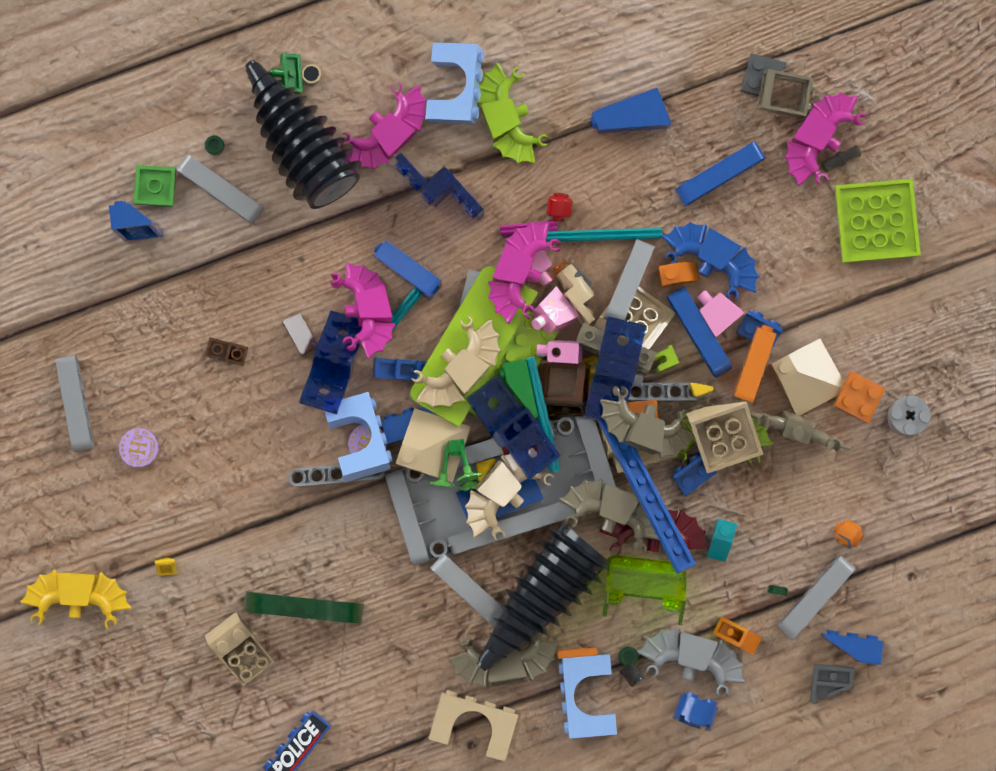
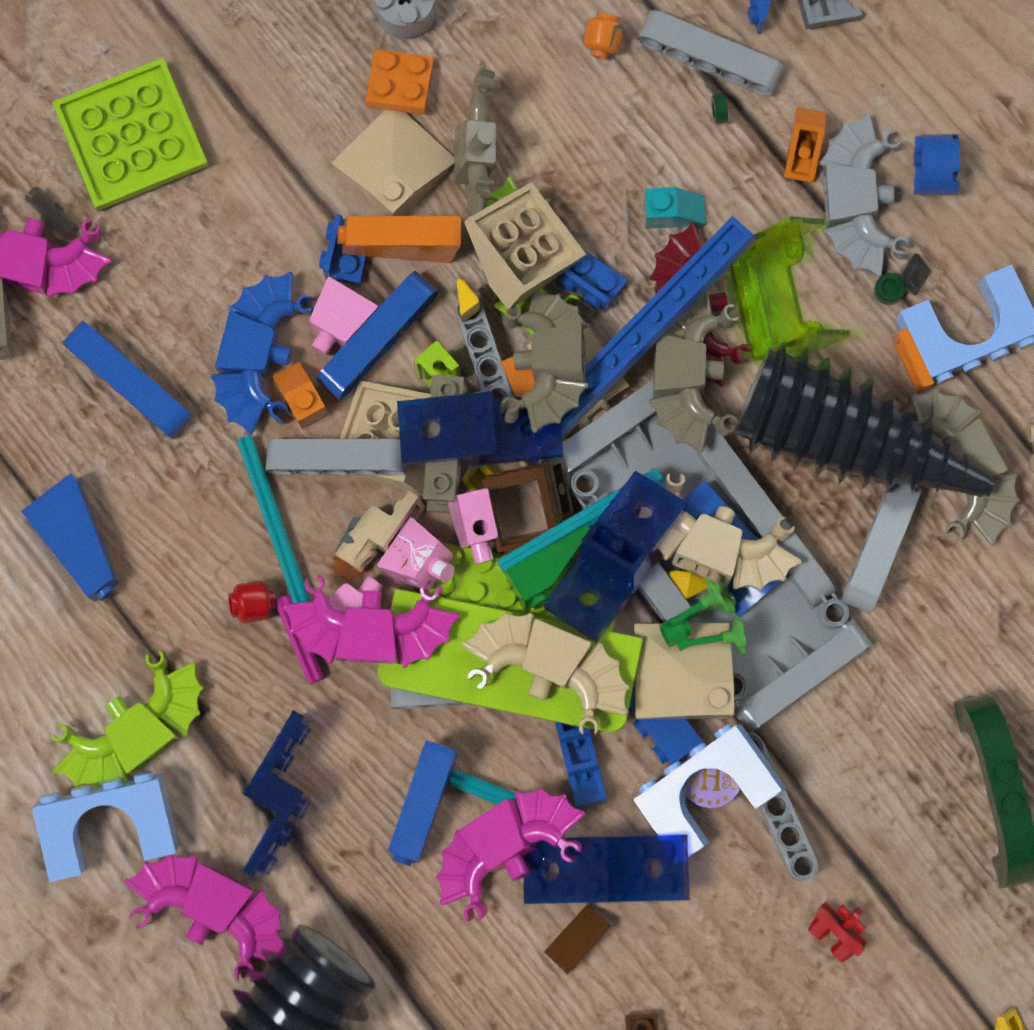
camera: 105 degrees left, 5 degrees down
(255, 489) = (846, 929): none -> red hips

